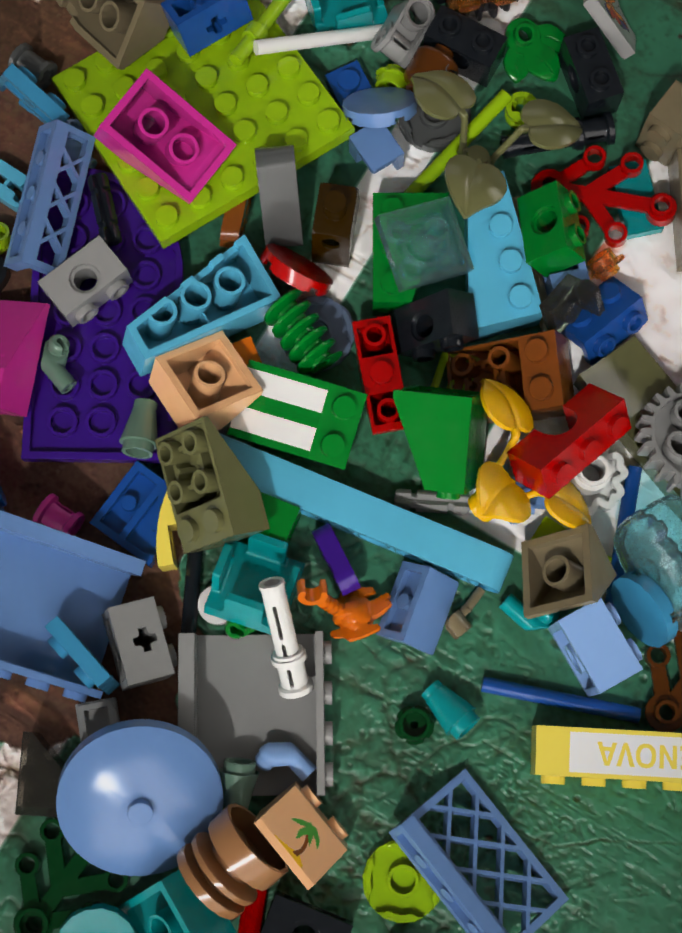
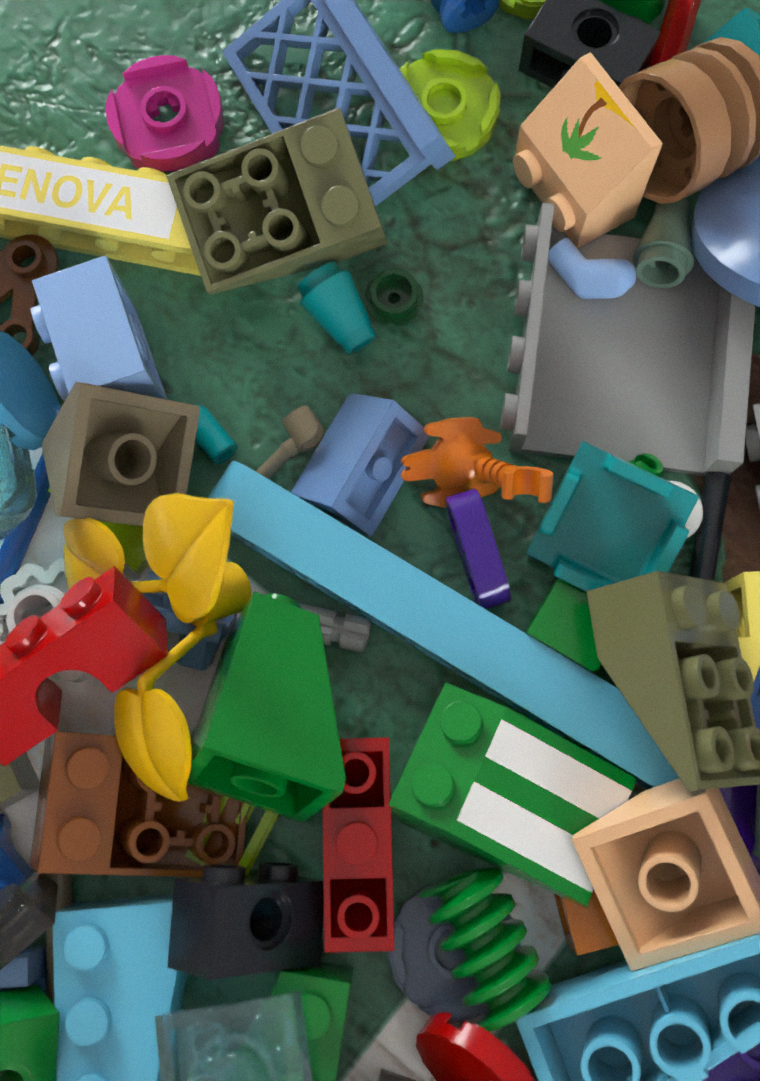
camera: 170 degrees left, 0 degrees up
(287, 654) = (574, 403): white pin -> none
(499, 762) = (278, 205): none -> olive slope
(560, 699) = (200, 312): blue bar -> none
(618, 850) = (170, 144): none -> dark pink plate

